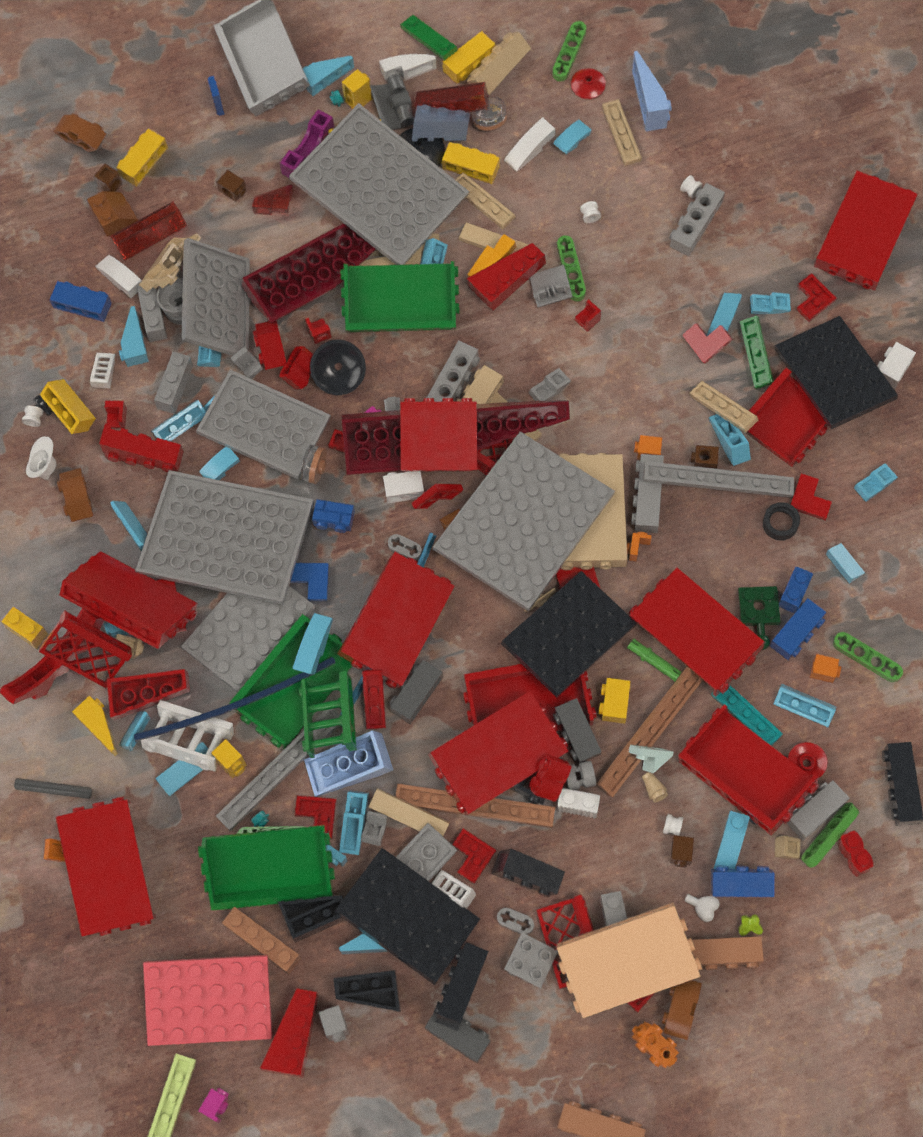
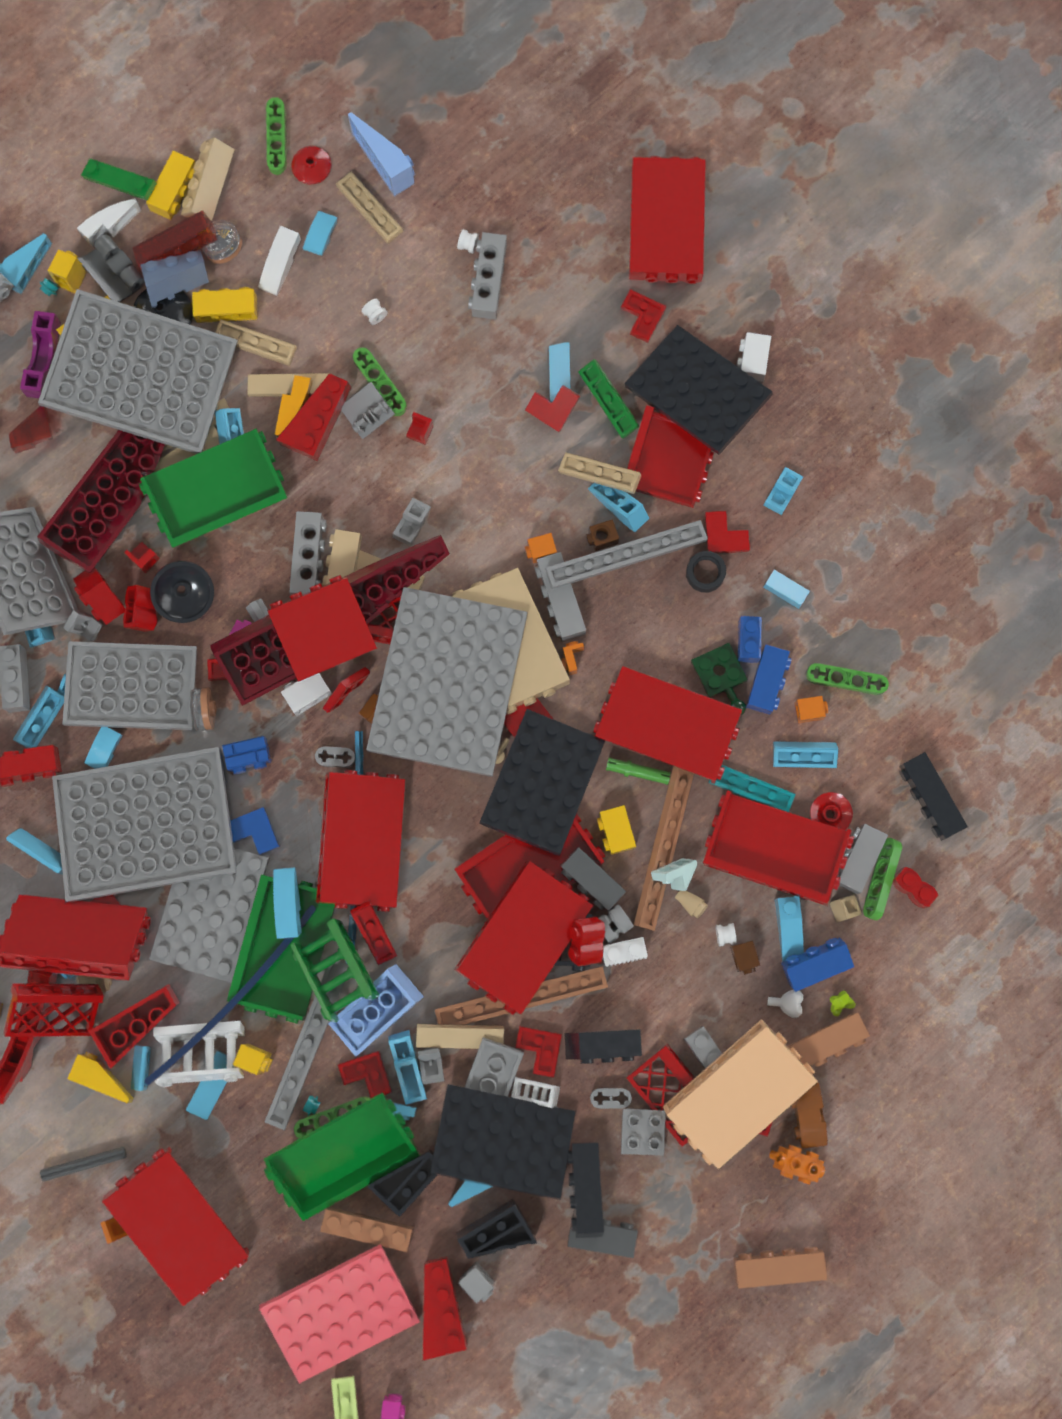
camera: 25 degrees left, 10 degrees up
(416, 691) = (412, 905): dark grey brick -> none
(772, 304) = (601, 340): medium azure slope -> none

